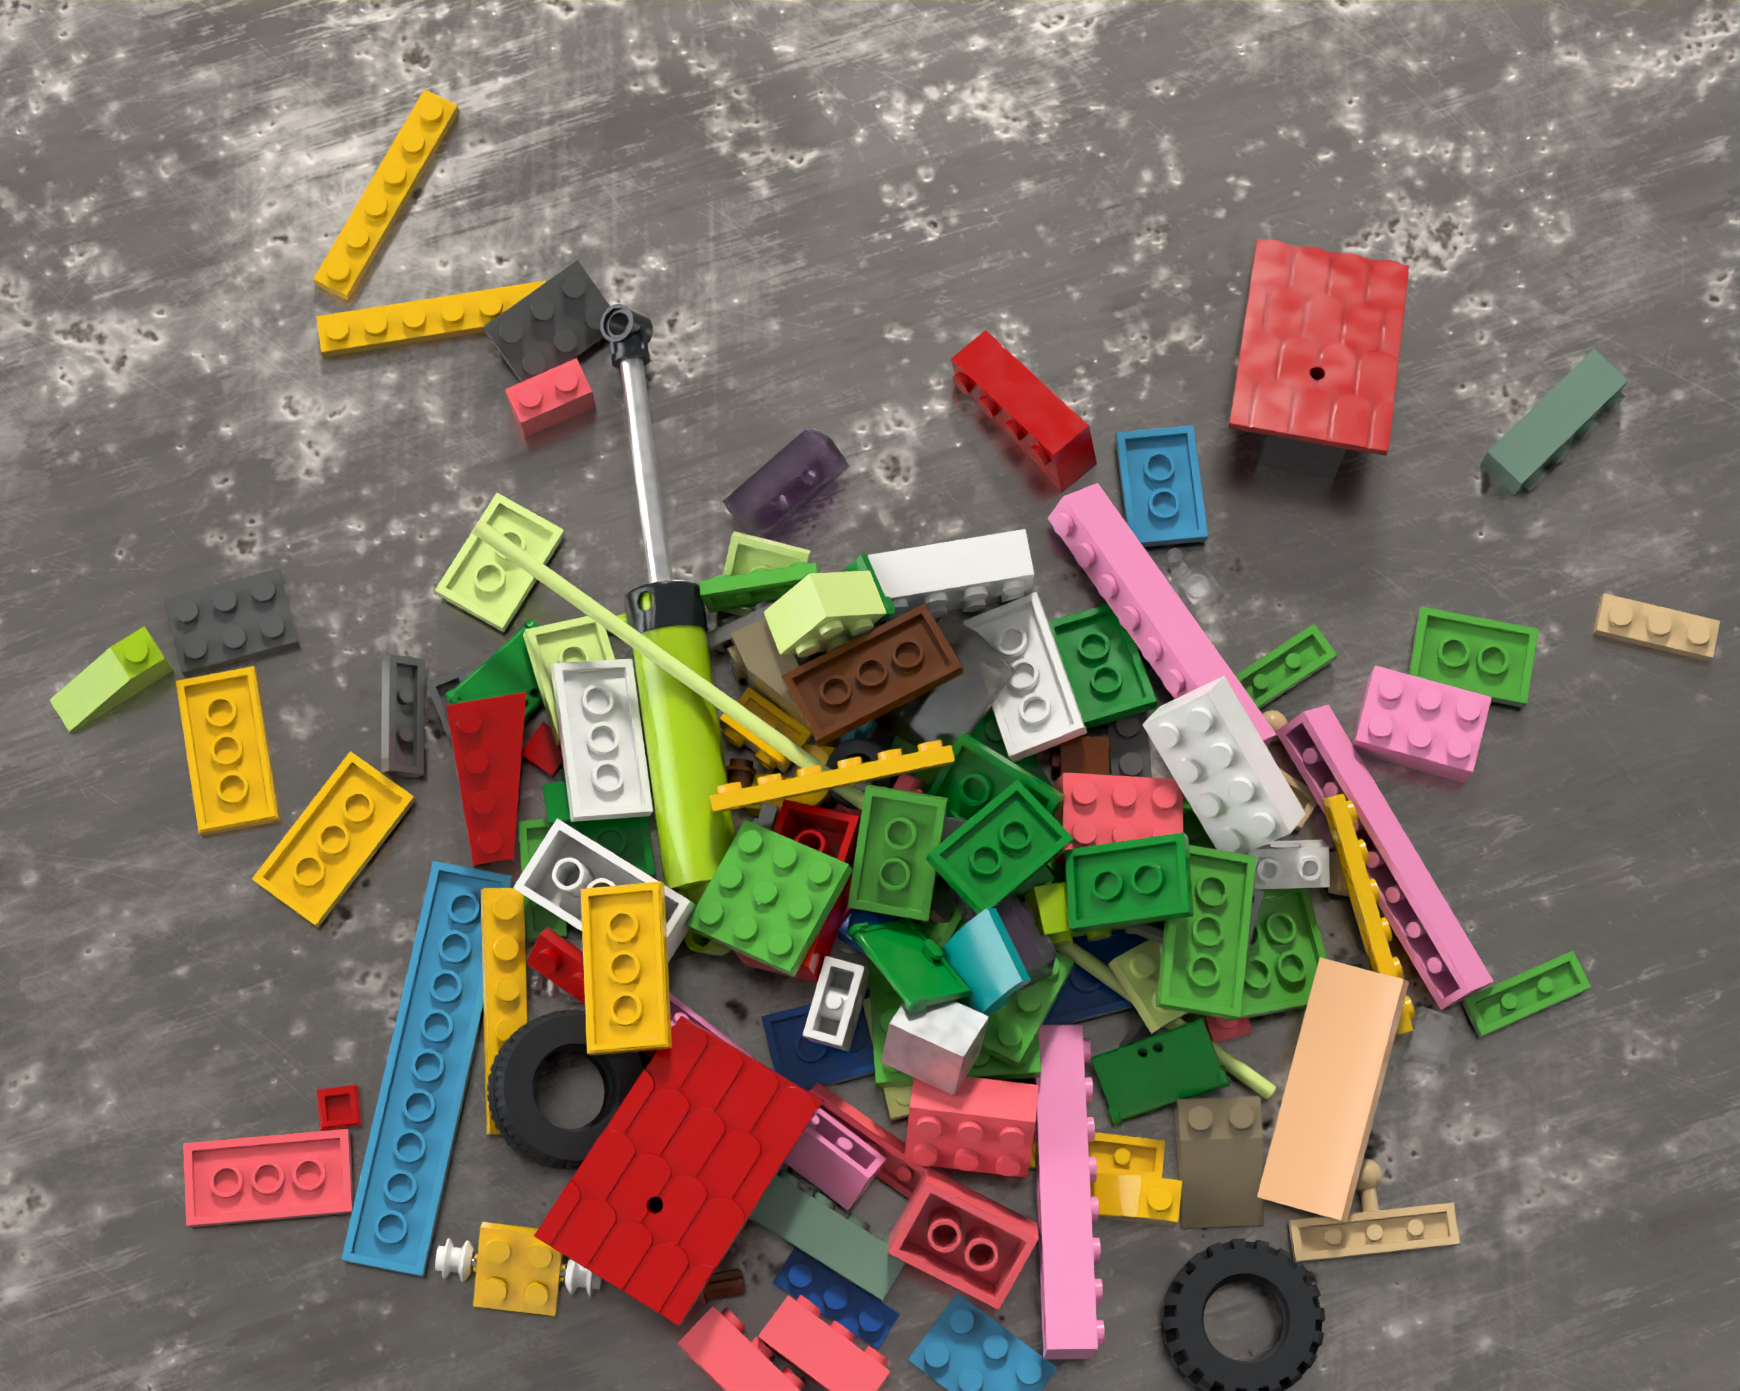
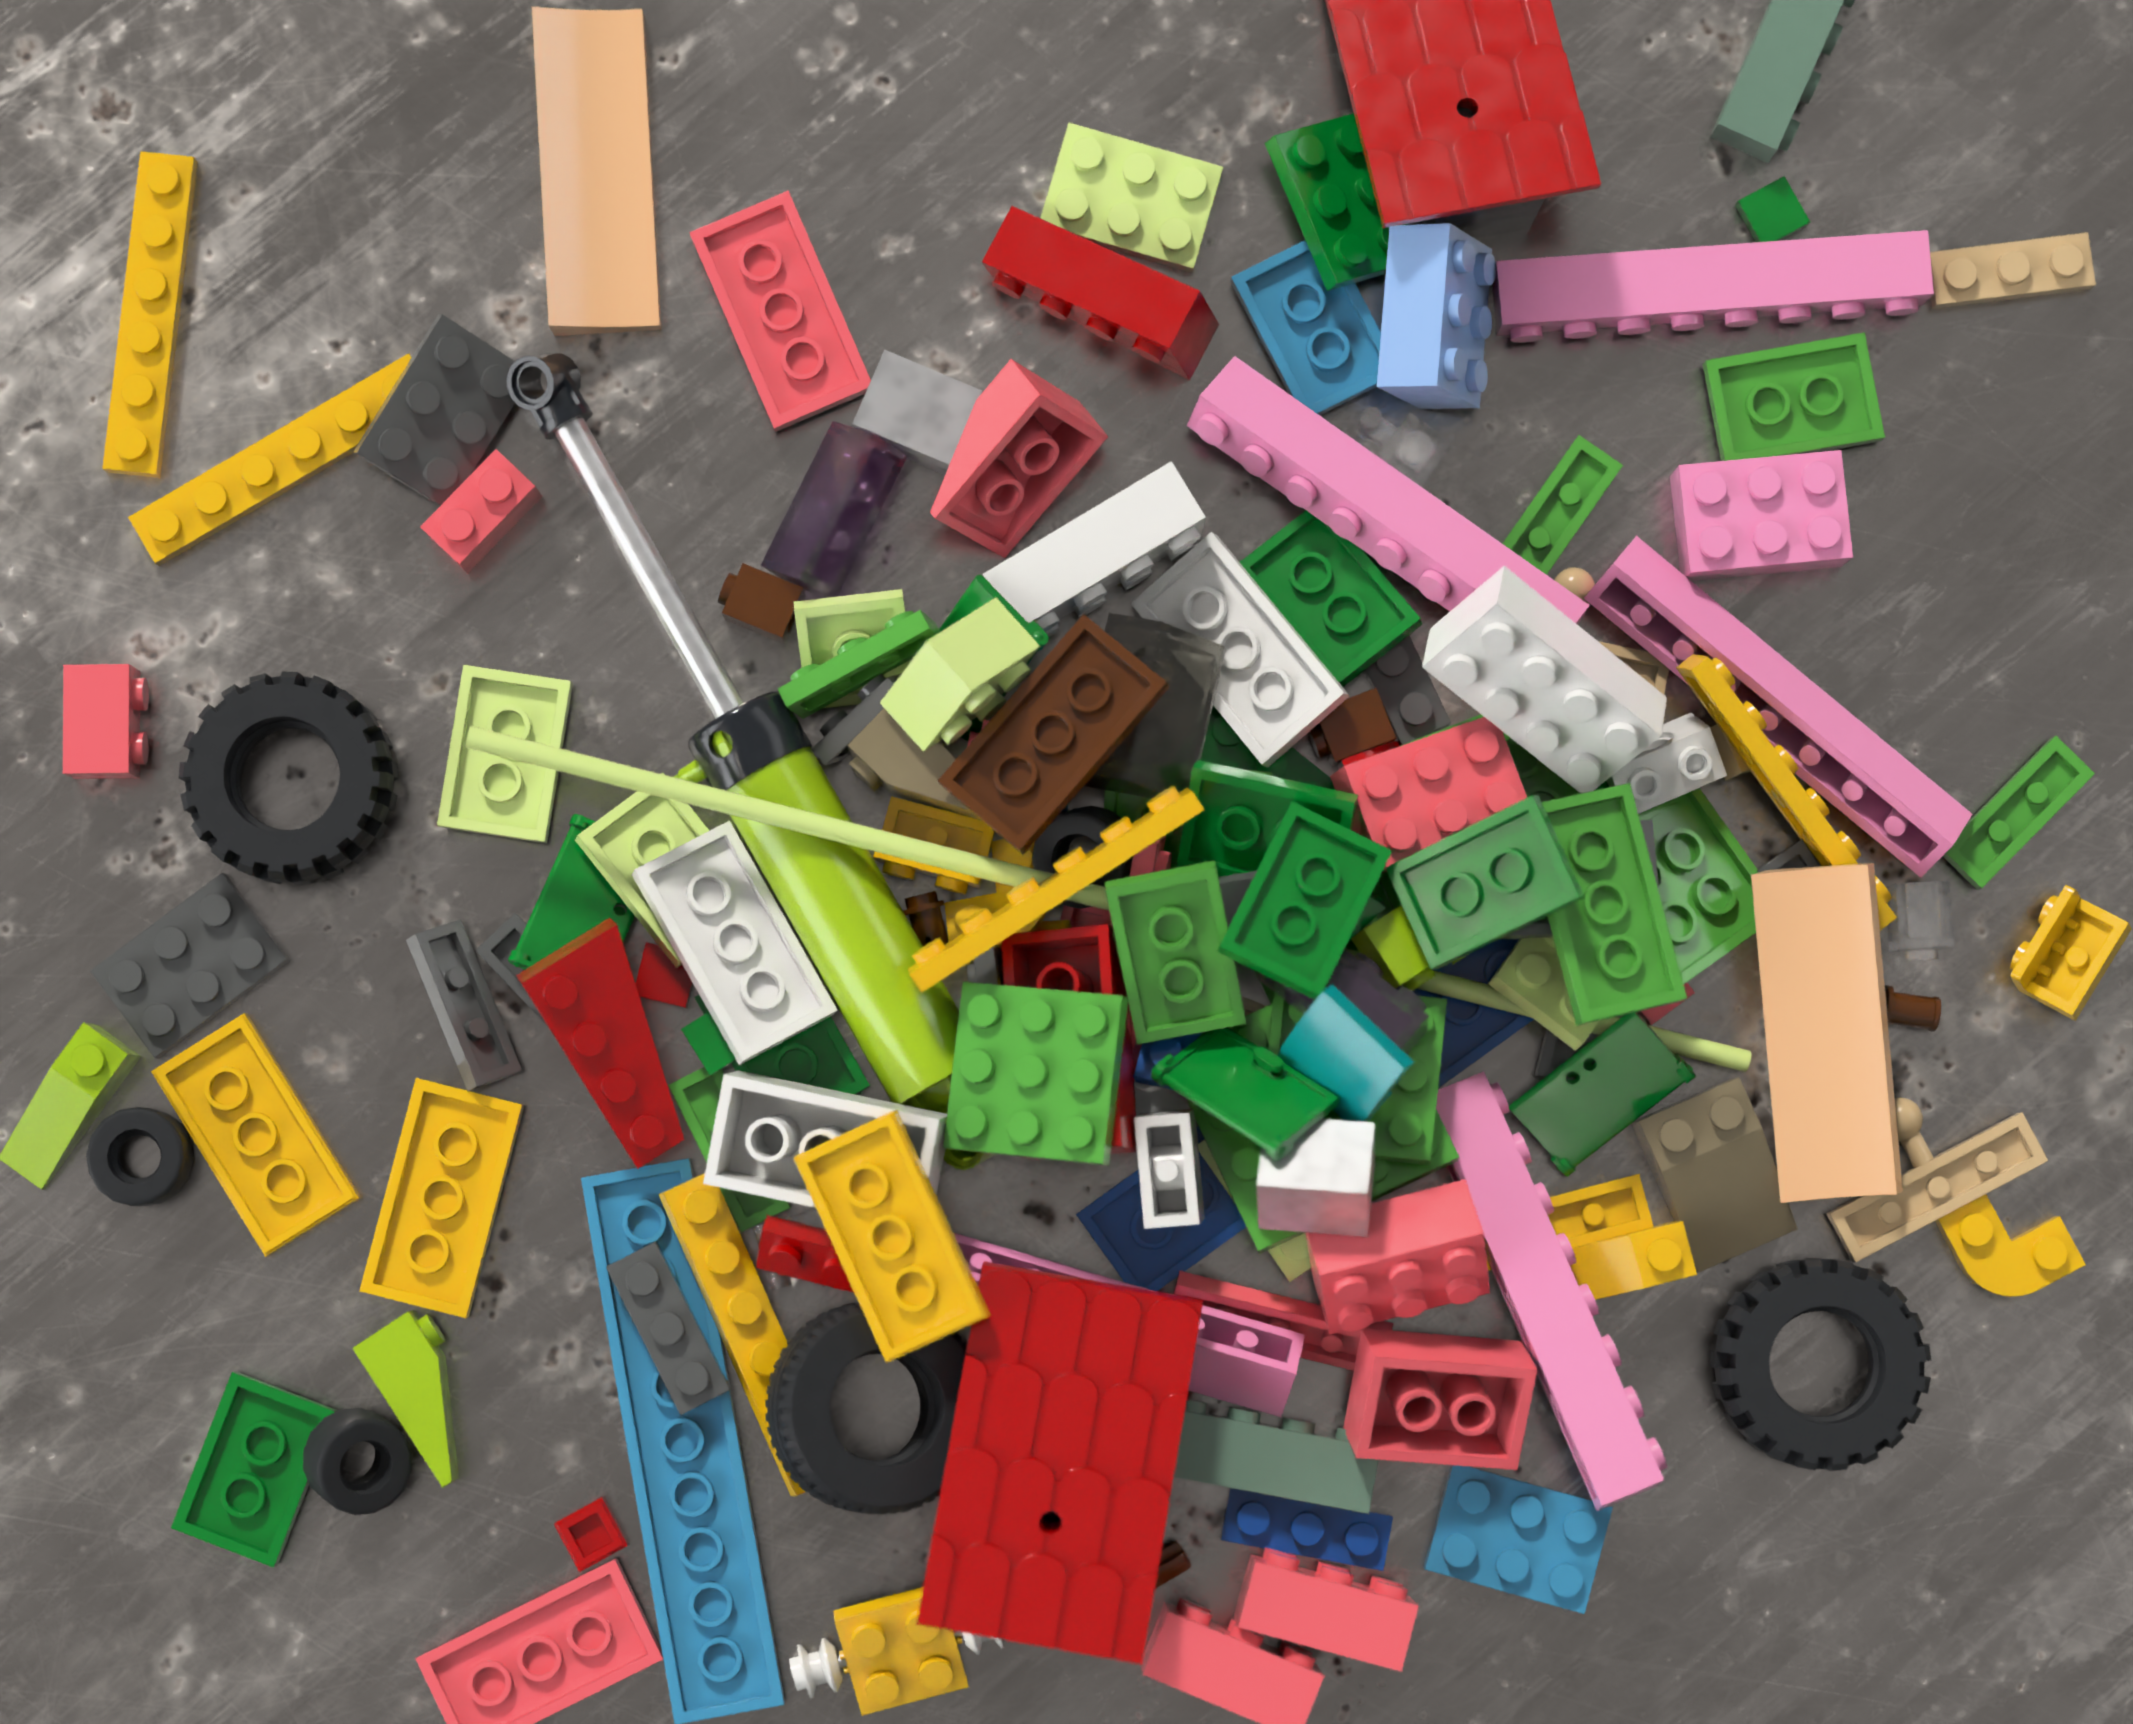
camera: 25 degrees left, 10 degrees up
(129, 713) = (105, 1150): none -> black tyre
(129, 972) = (250, 1470): none -> green plate
(215, 1013) = (383, 1480): none -> black tyre
(243, 440) = (103, 721): none -> coral brick
(263, 954) = (414, 1381): none -> lime slope
(341, 473) = (225, 743): none -> black tyre
(450, 984) = (668, 1328): none -> dark grey plate
(711, 526) = (760, 602): none -> reddish brown brick
(717, 211) = (596, 171): none -> light nougat arch
(804, 344) = (781, 311): none -> coral plate
(871, 442) = (916, 410): none -> flat silver piece
(921, 493) = (1014, 458): none -> coral slope
(1071, 358) = (1132, 197): none -> yellowish green plate
(1203, 409) = (1332, 199): none -> green plate
(1244, 506) = (1435, 316): none -> light blue brick
(1399, 1101) = (1912, 1010): none -> reddish brown pin
(1402, 1308) = (2003, 1263): none -> yellow plate
(1445, 558) = (1712, 284): none -> bright pink brick
(1505, 528) = (1772, 212): none -> green tile
(1526, 1103) = (2068, 953): none -> yellow bracket

